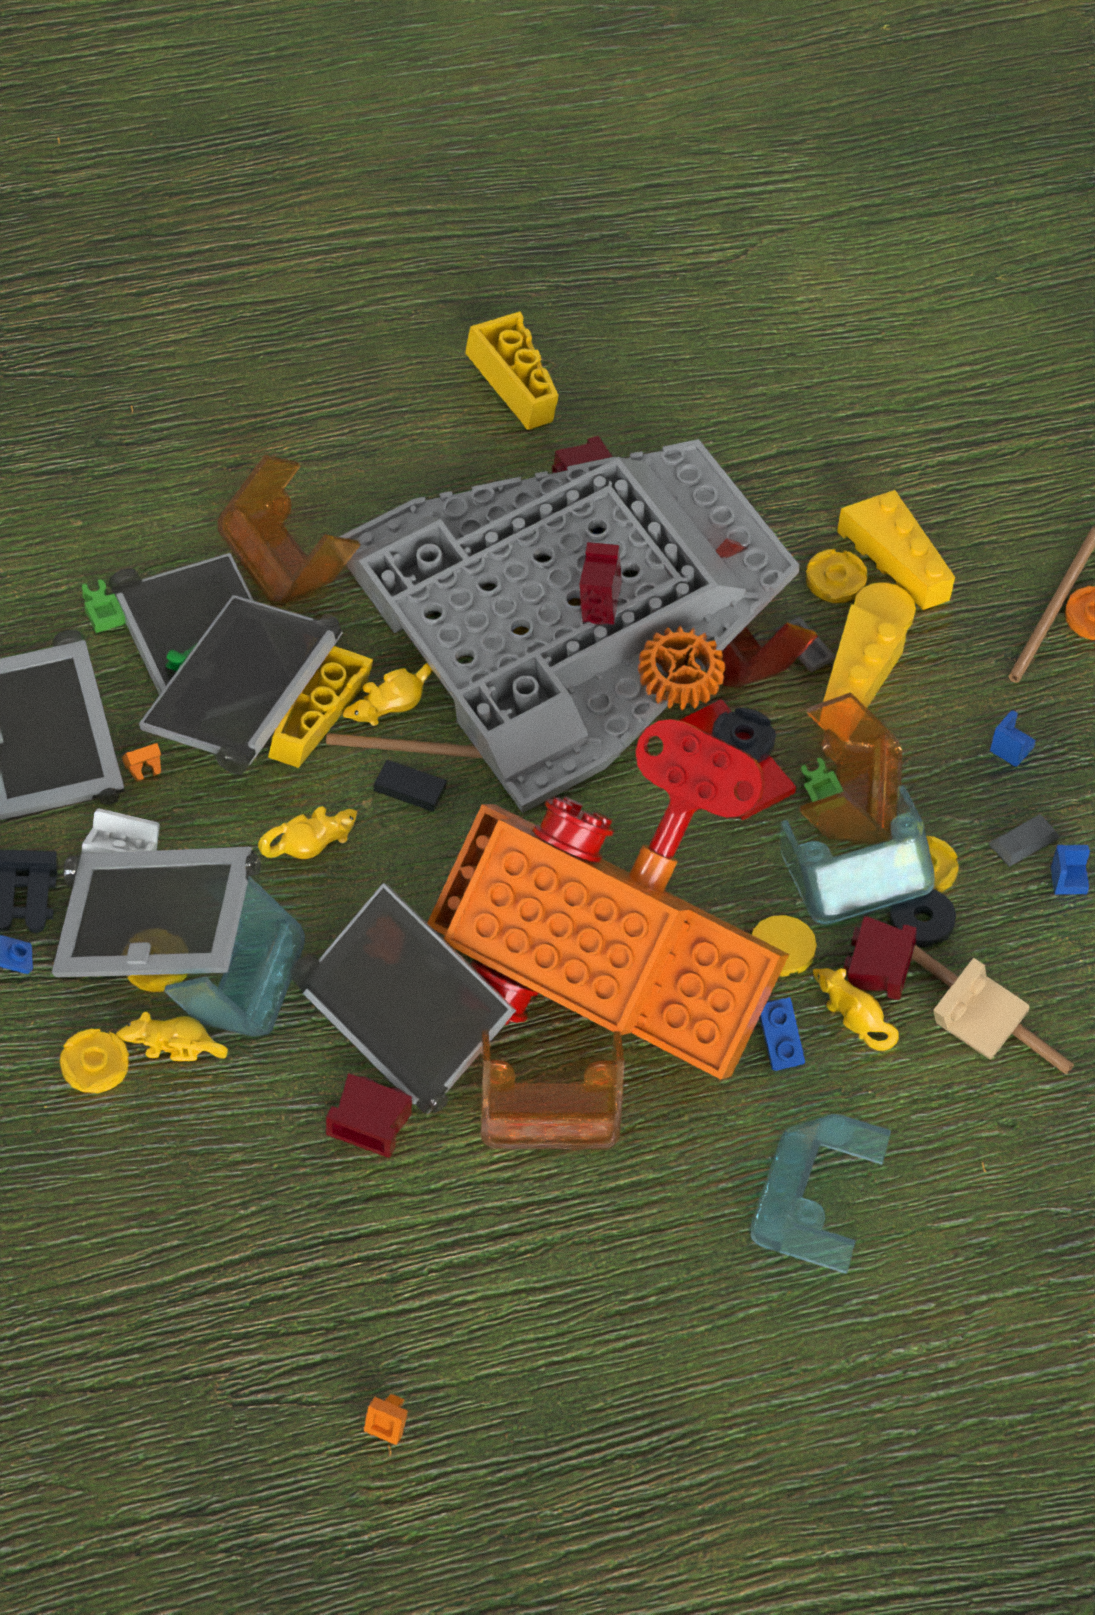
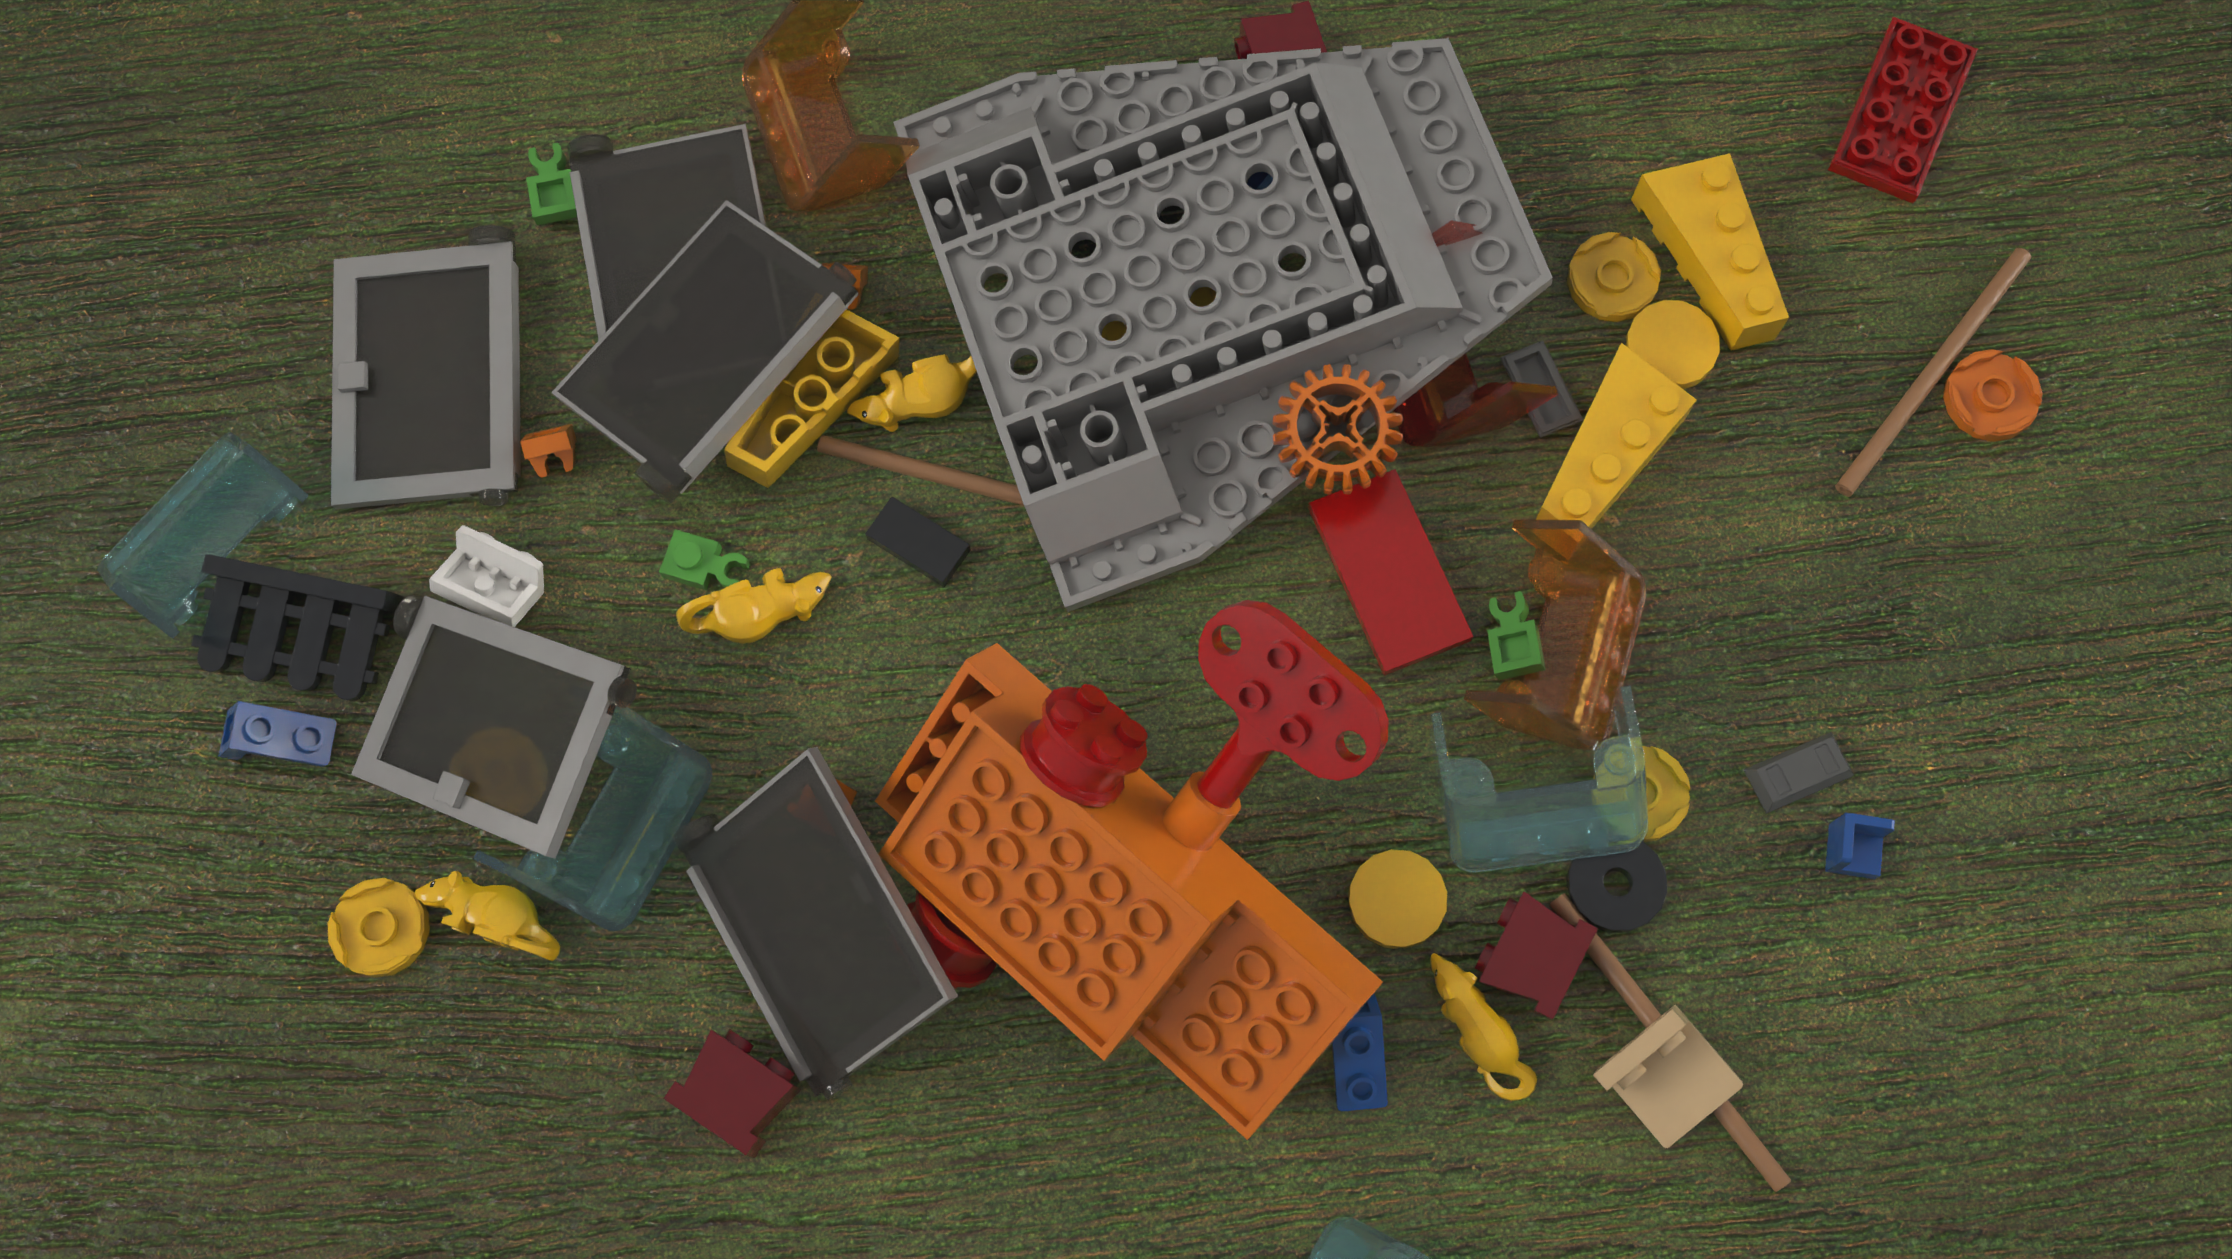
camera: 20 degrees right, 20 degrees up
(176, 658) = (627, 292): green hand -> none
(260, 815) = (697, 560): none -> bright green plate
(551, 1113) = (987, 1131): clear orange windscreen -> none
(600, 583) = (1234, 288): dark red hips -> none
(749, 722) = (1405, 567): black tile -> none
(1000, 459) = (1903, 110): none -> red tile
(1010, 742) = (1816, 604): blue panel -> none

